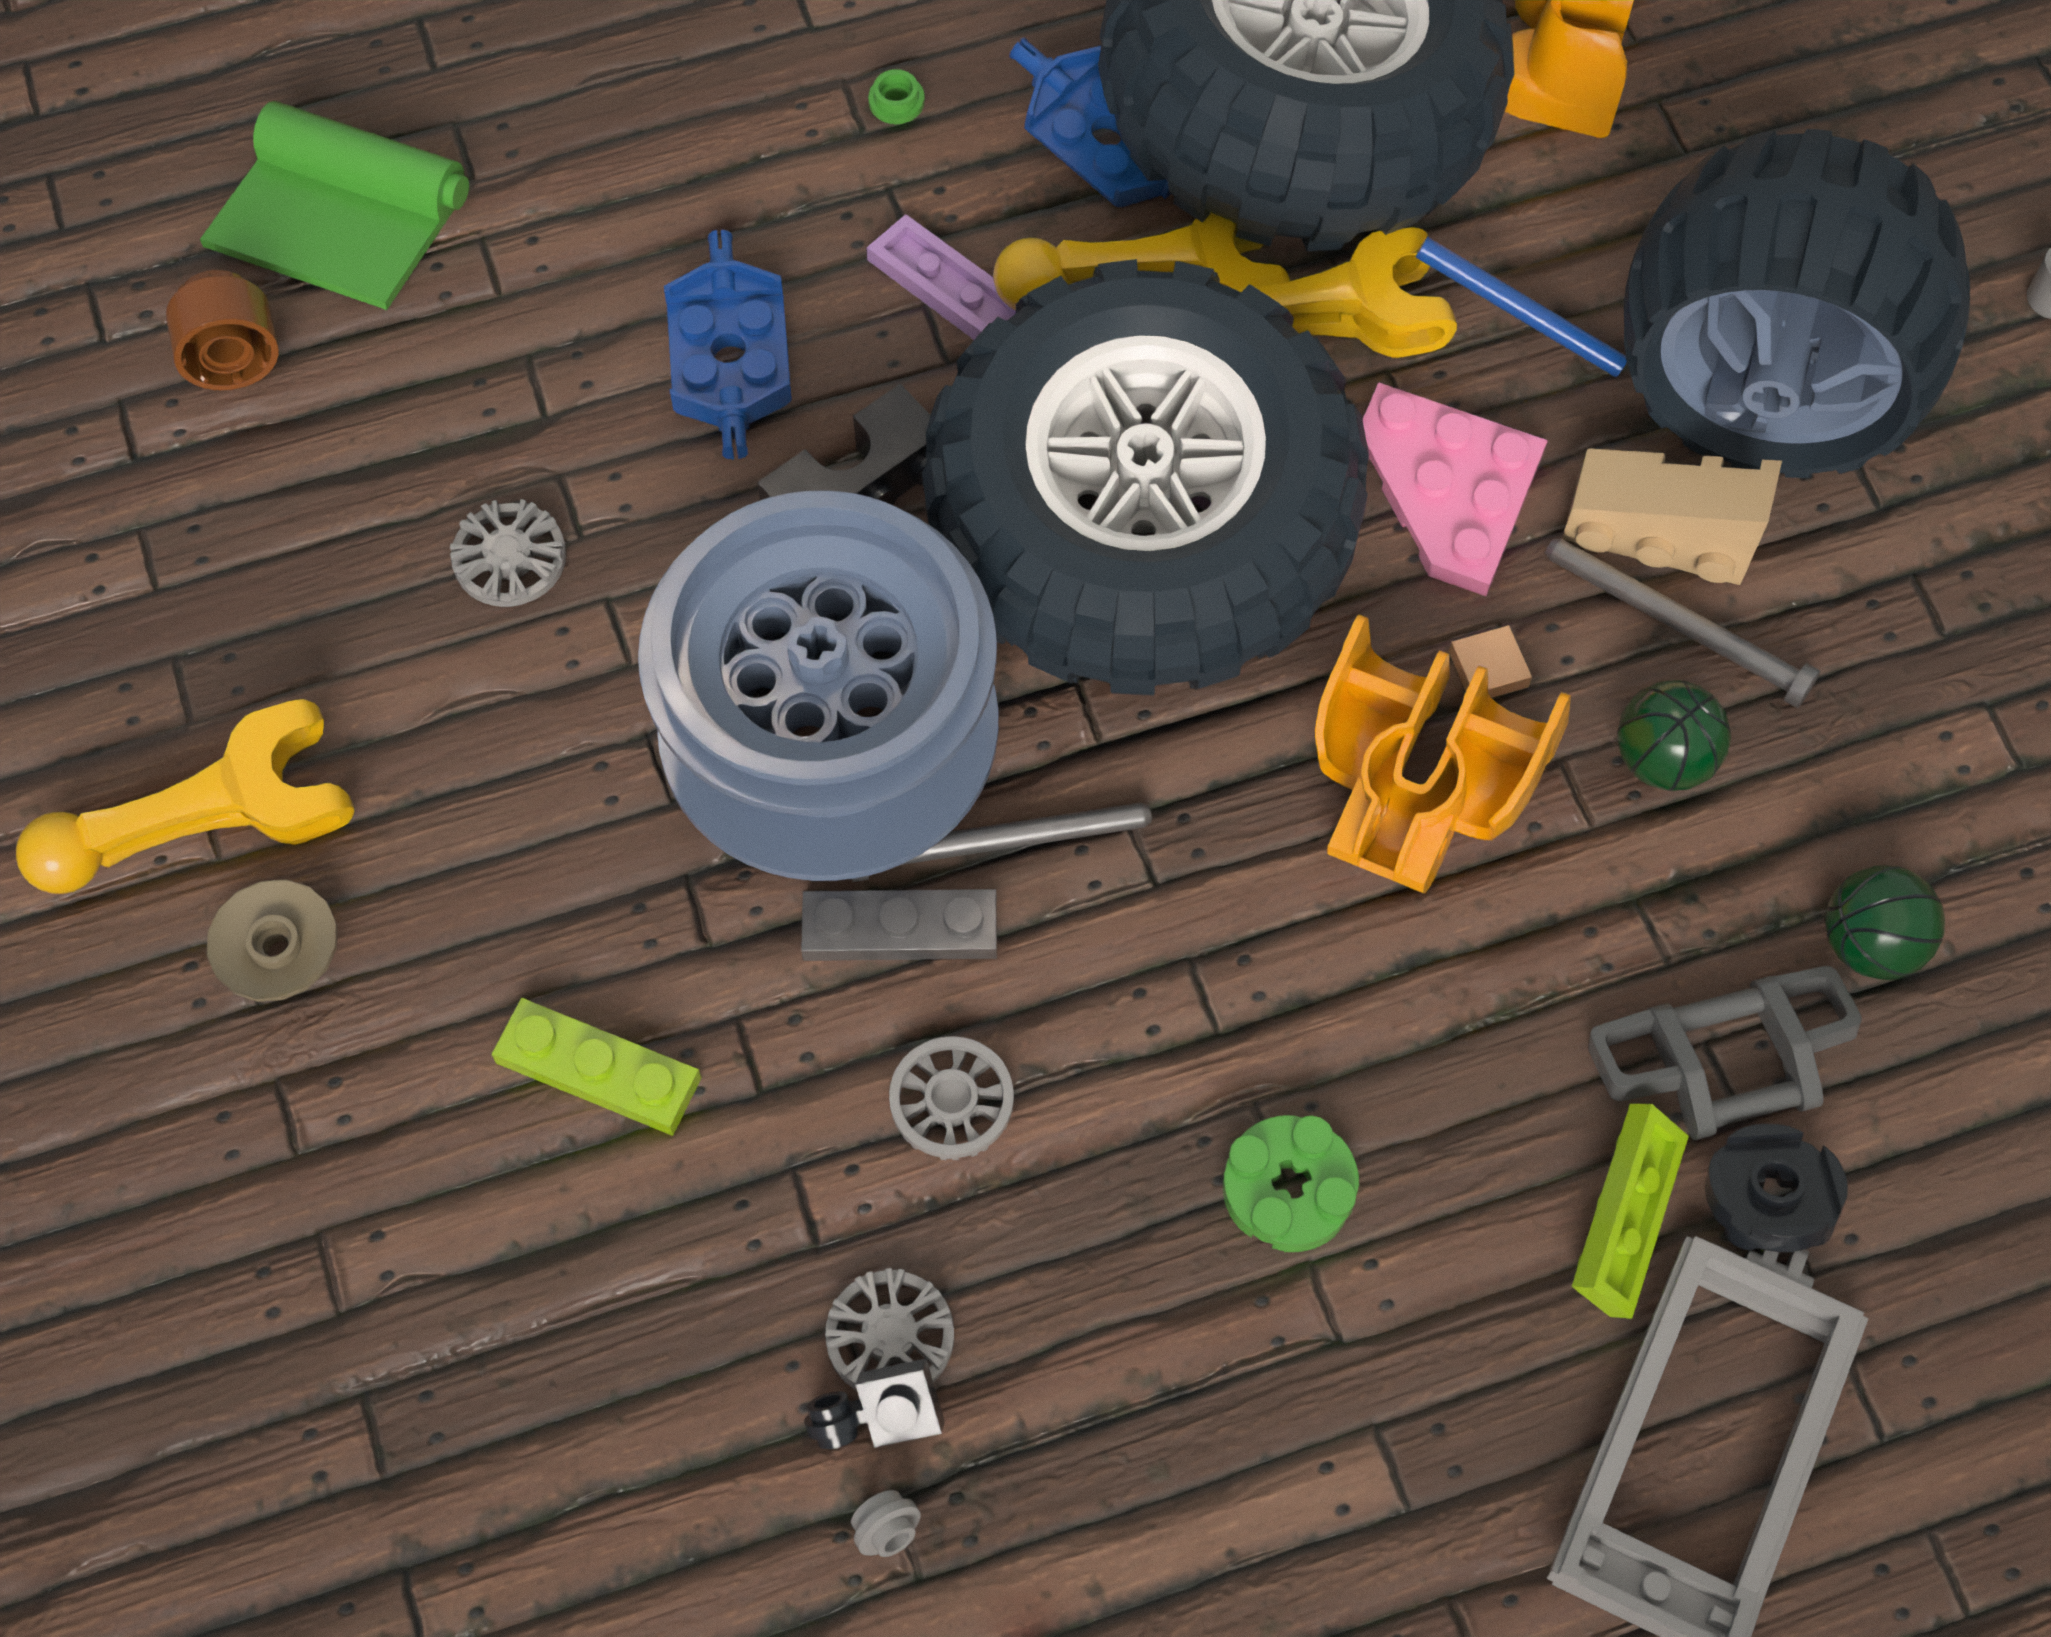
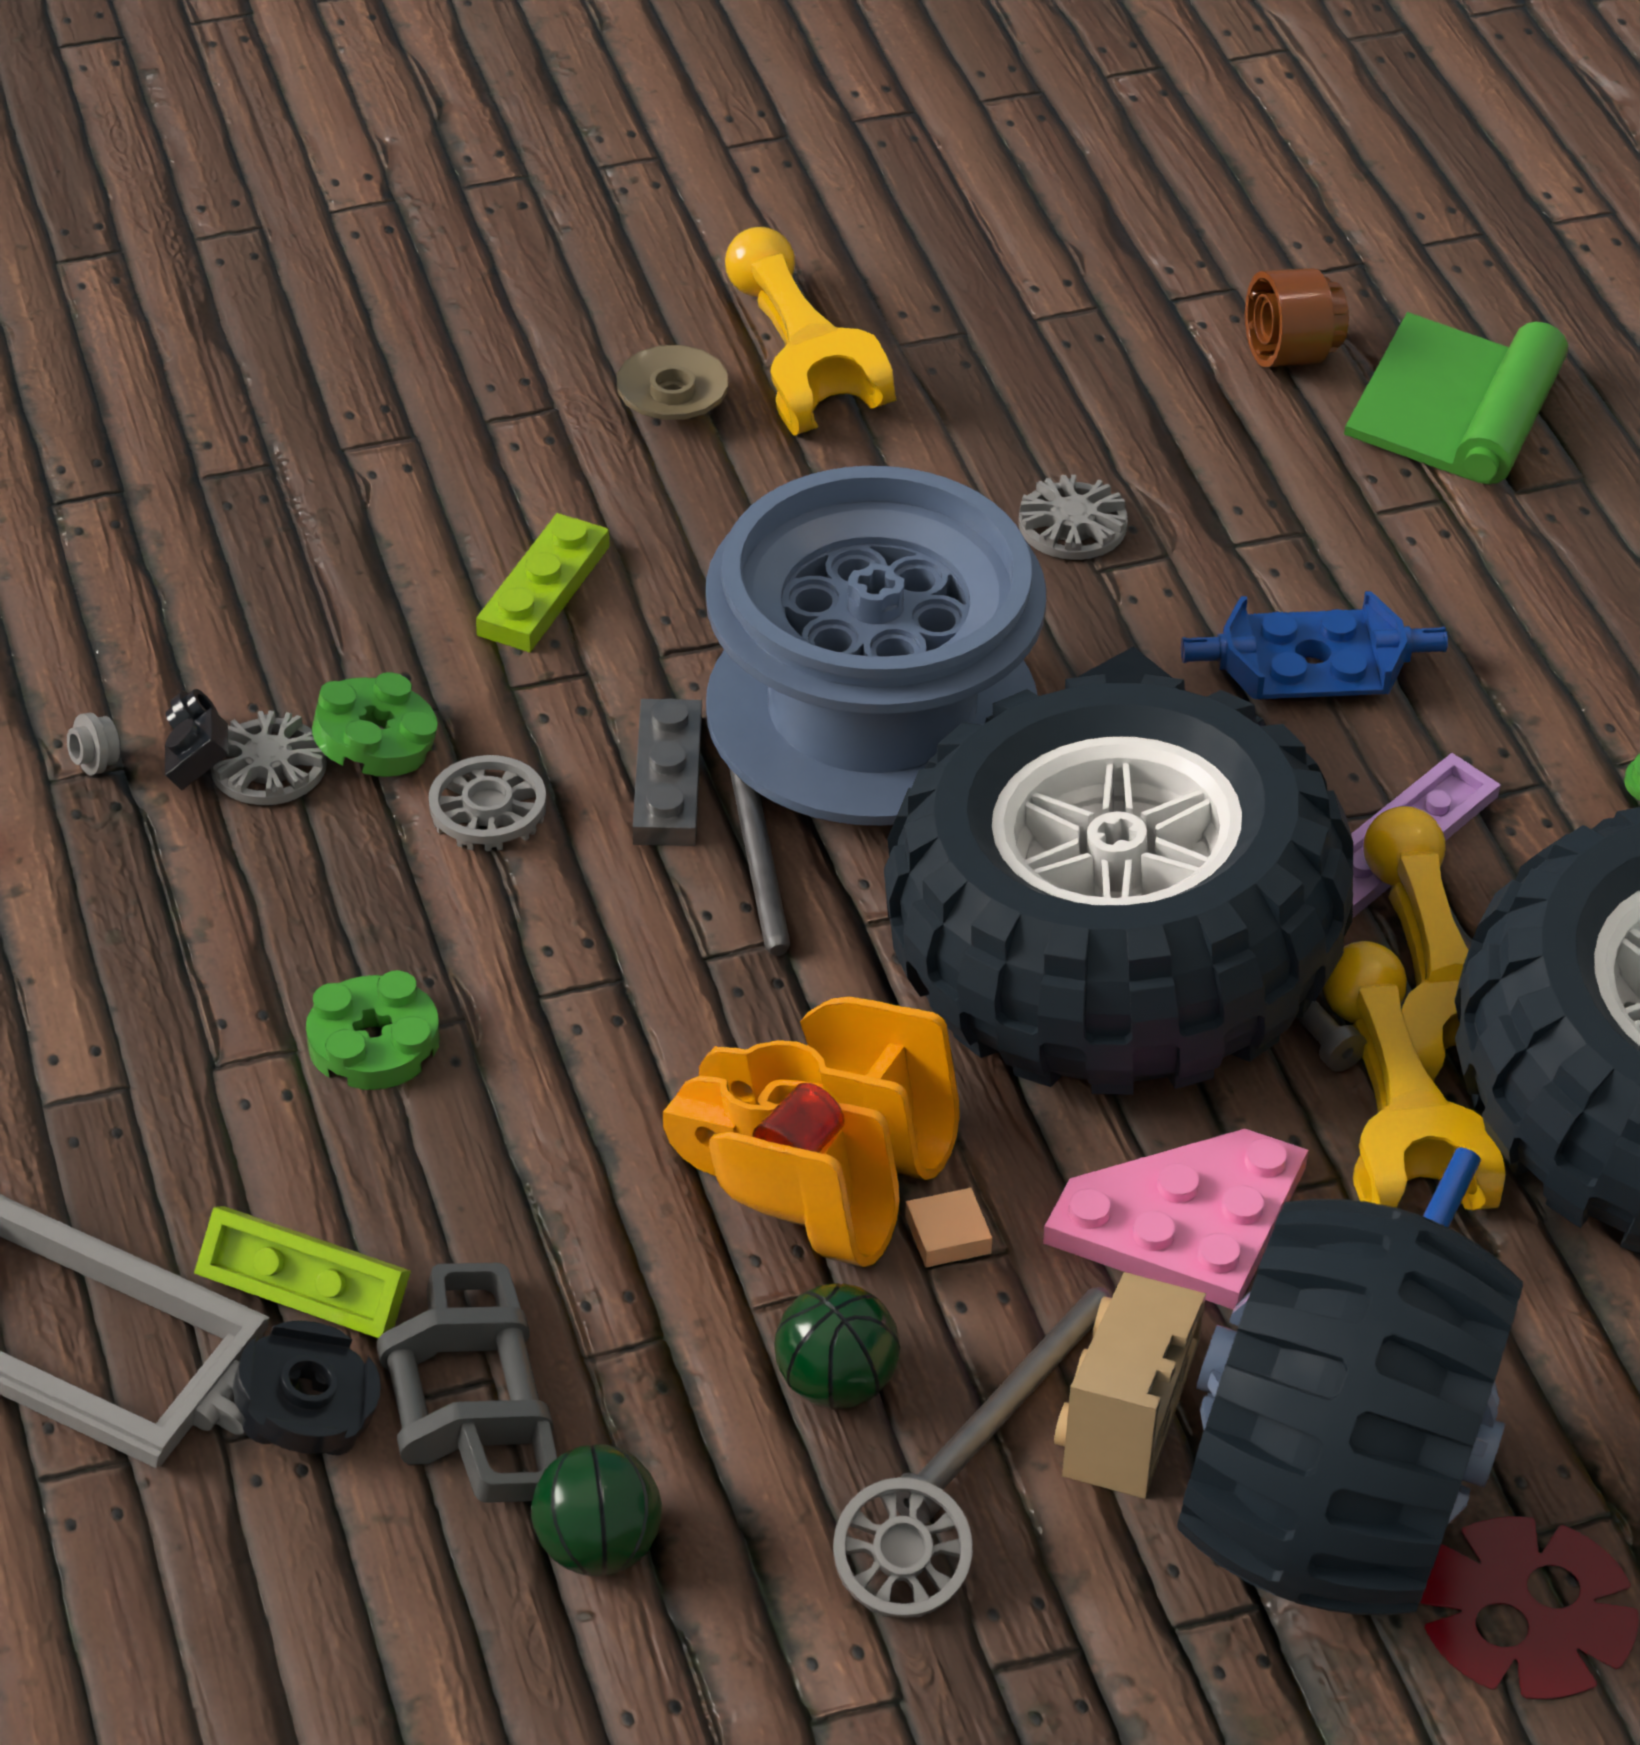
camera: 90 degrees right, 20 degrees down
(845, 1182) = (349, 719): none -> bright green plate
(1499, 737) = (803, 1119): none -> clear red beam
(1868, 689) = (902, 1547): none -> light grey wheel

